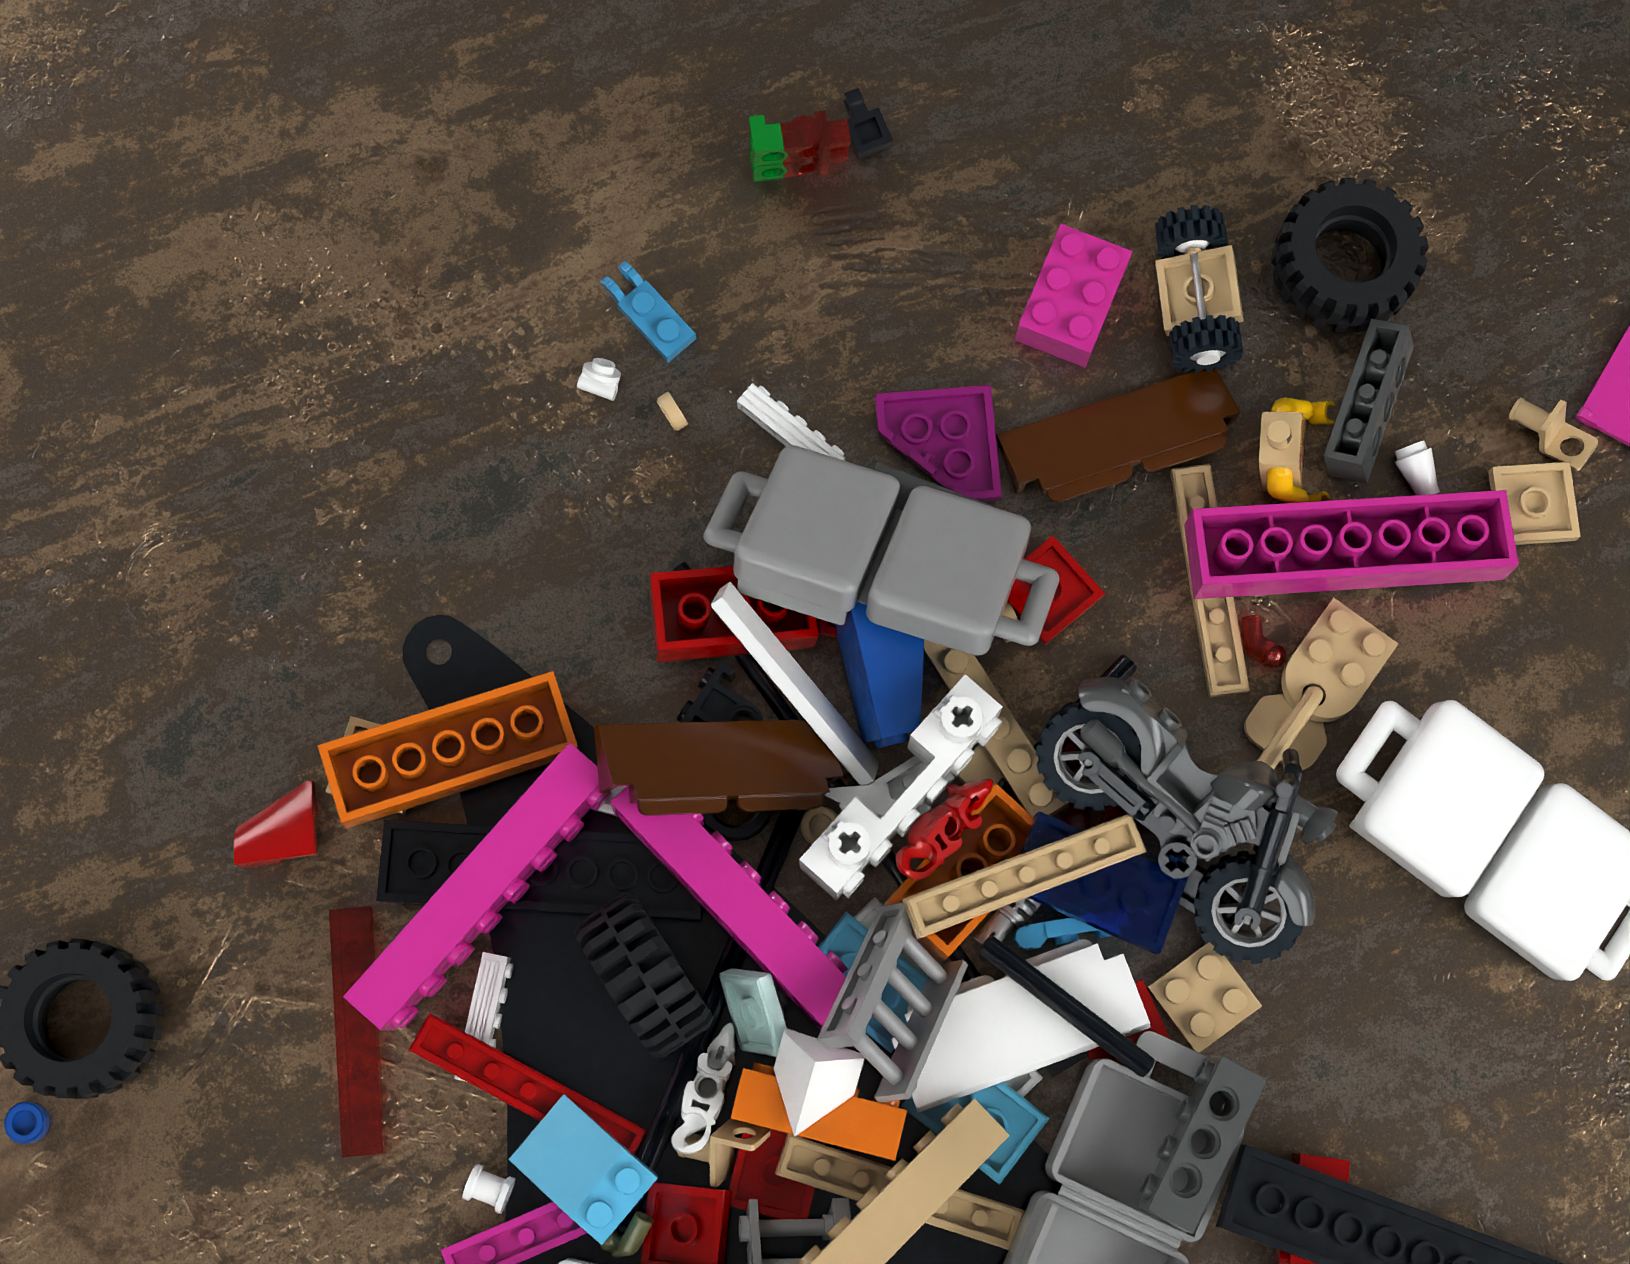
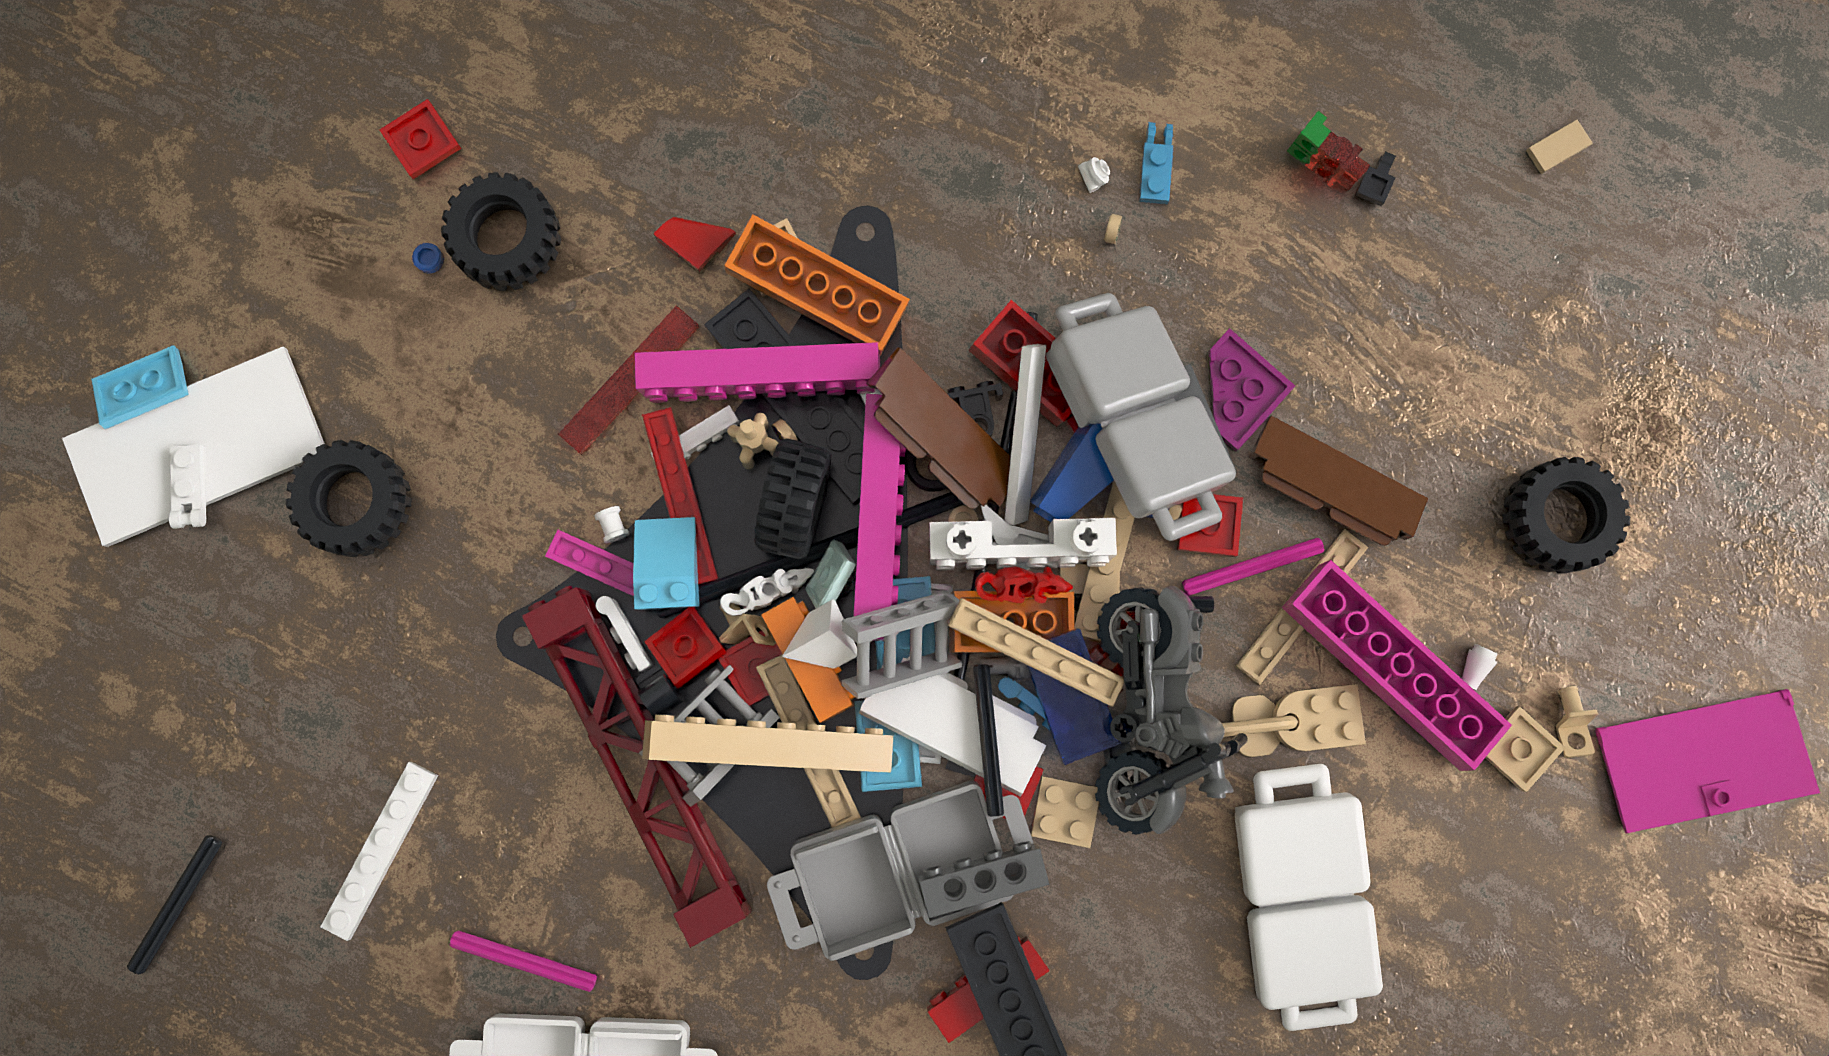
camera: 45 degrees right, 5 degrees up
(542, 959) = (752, 438): none -> tan plant
(562, 921) = (783, 430): none -> tan tile
(631, 1239) = (654, 623): olive arm -> none
(781, 424) = (1163, 295): white piece -> none
(1073, 295) = (1391, 383): dark pink brick -> none
(1127, 589) = (1253, 566): none -> dark pink axle
(1199, 289) = (1463, 449): plate -> none
(1258, 646) = (1289, 667): clear red arm -> none
(1284, 448) = (1418, 578): torso -> none
(1369, 401) = (1490, 602): dark grey brick -> none

